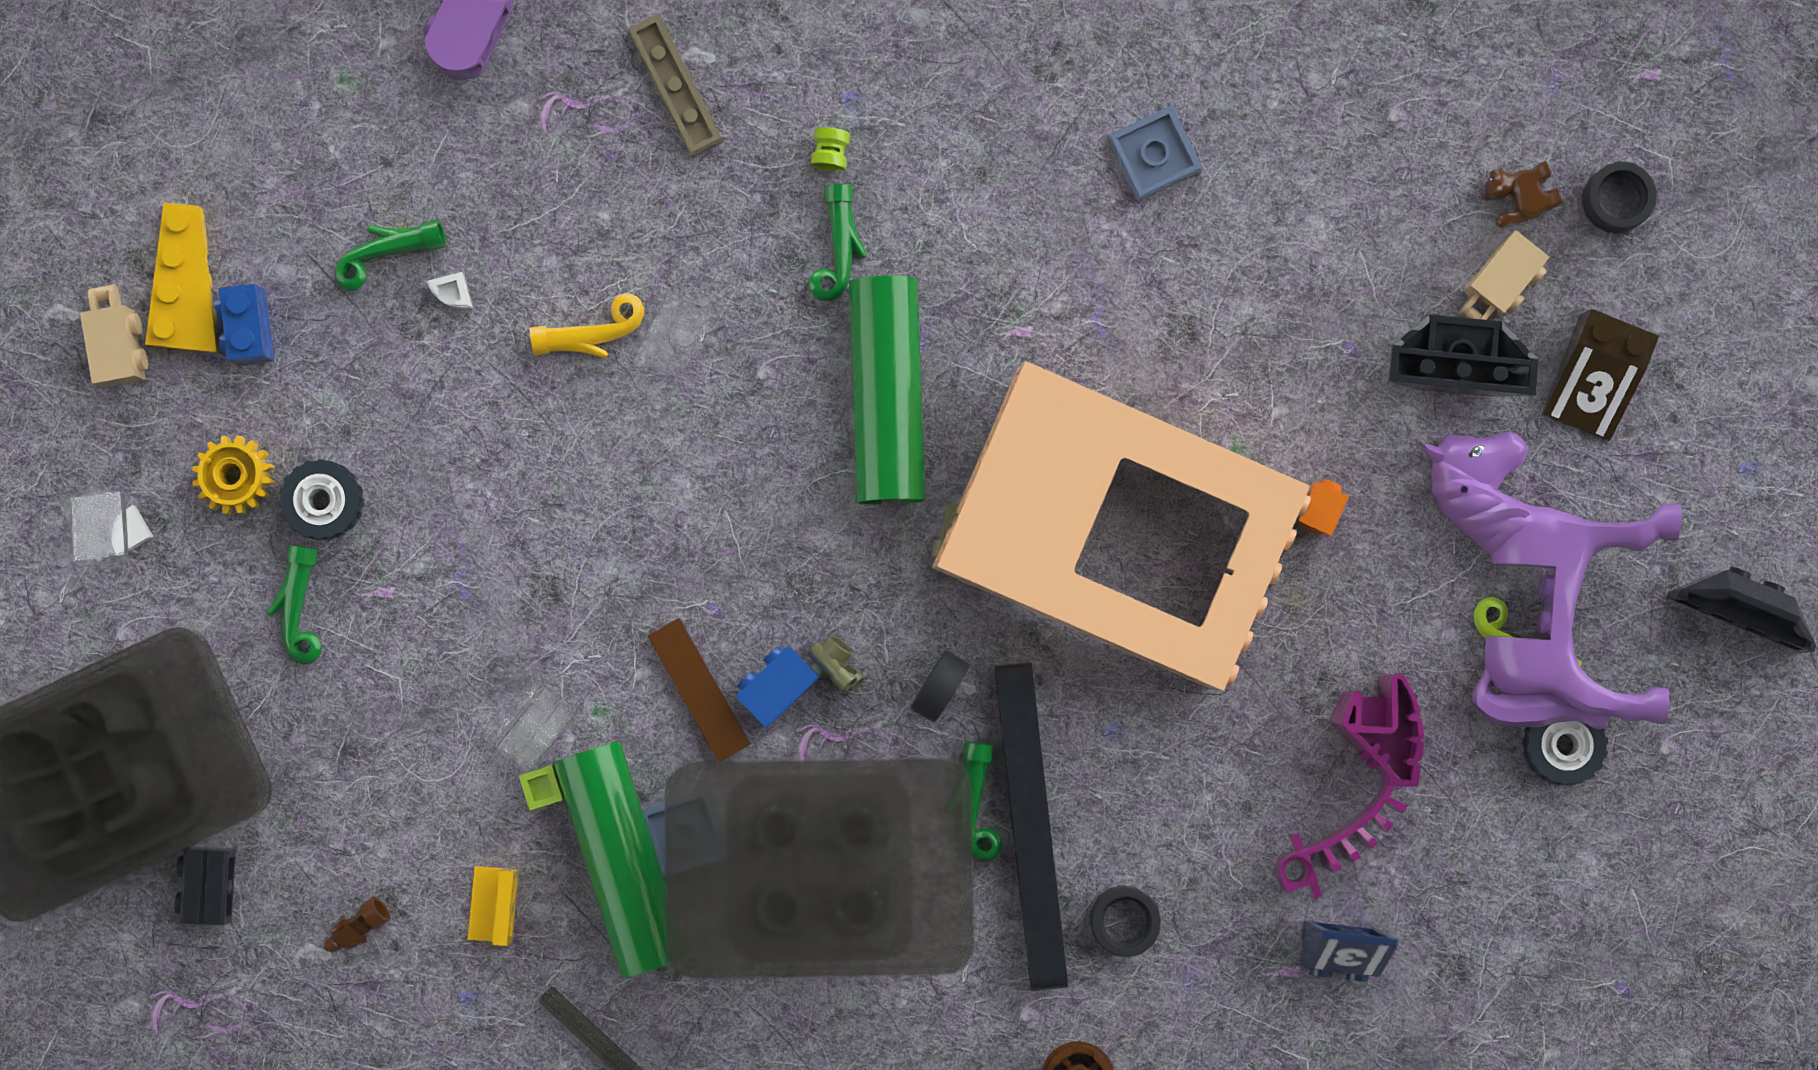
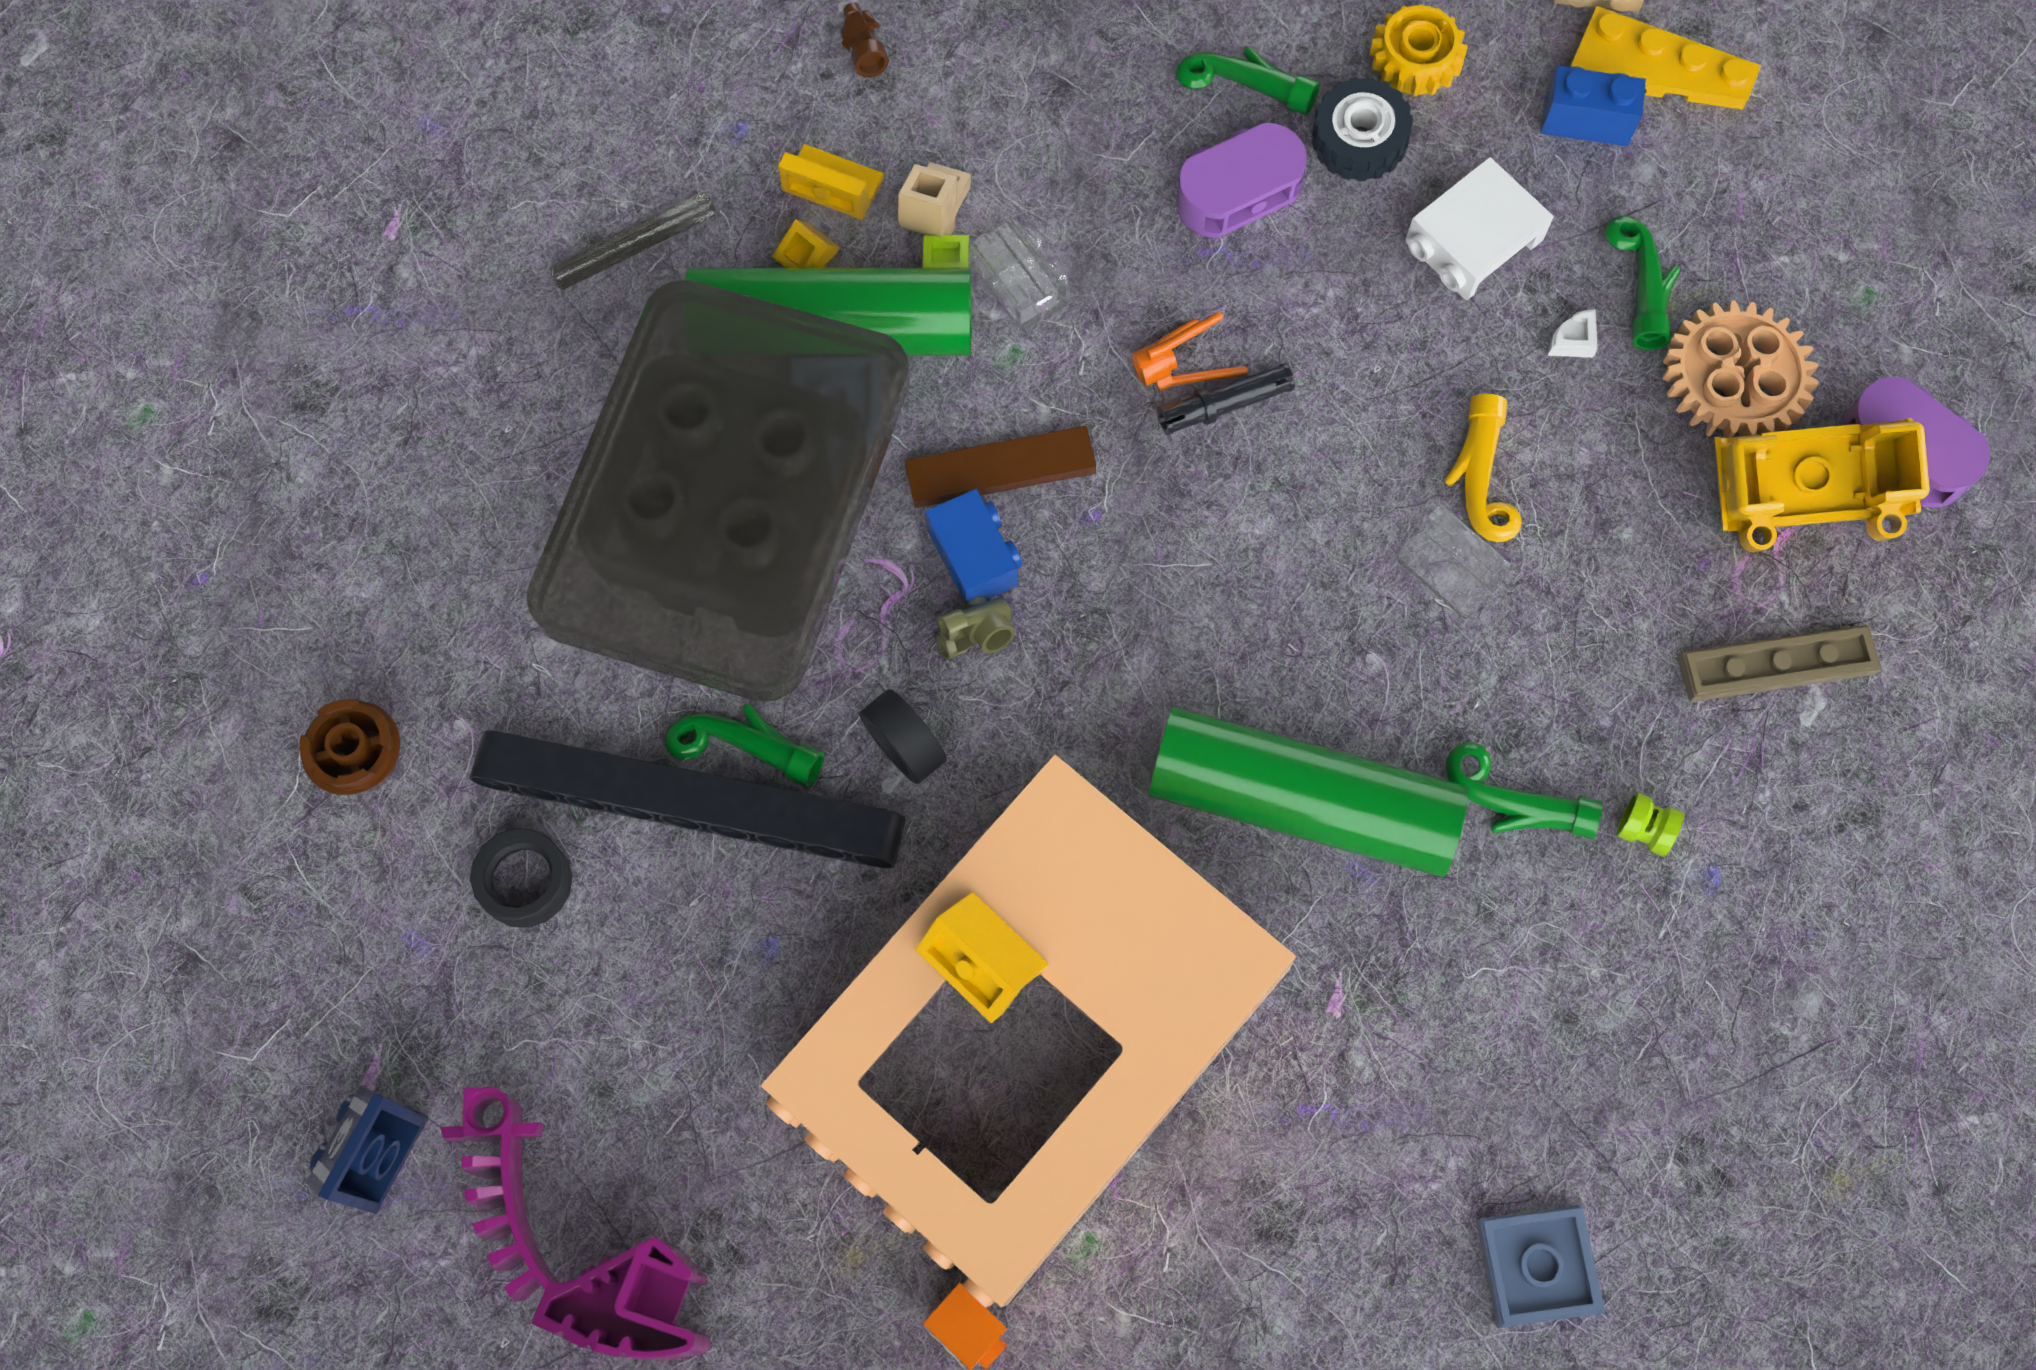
camera: 110 degrees right, 15 degrees down
(386, 386) = (1477, 227): none -> white panel
(397, 582) = (1240, 179): none -> medium lavender brick
(440, 130) = (1779, 371): none -> light nougat gear
(492, 814) = (932, 199): none -> tan brick
(525, 87) = (1822, 478): none -> yellow container
(562, 903) = (804, 247): none -> yellow slope
(577, 598) = (1157, 360): none -> orange plant
(588, 534) = (1208, 405): none -> black pin
(1094, 569) = (980, 956): none -> yellow panel

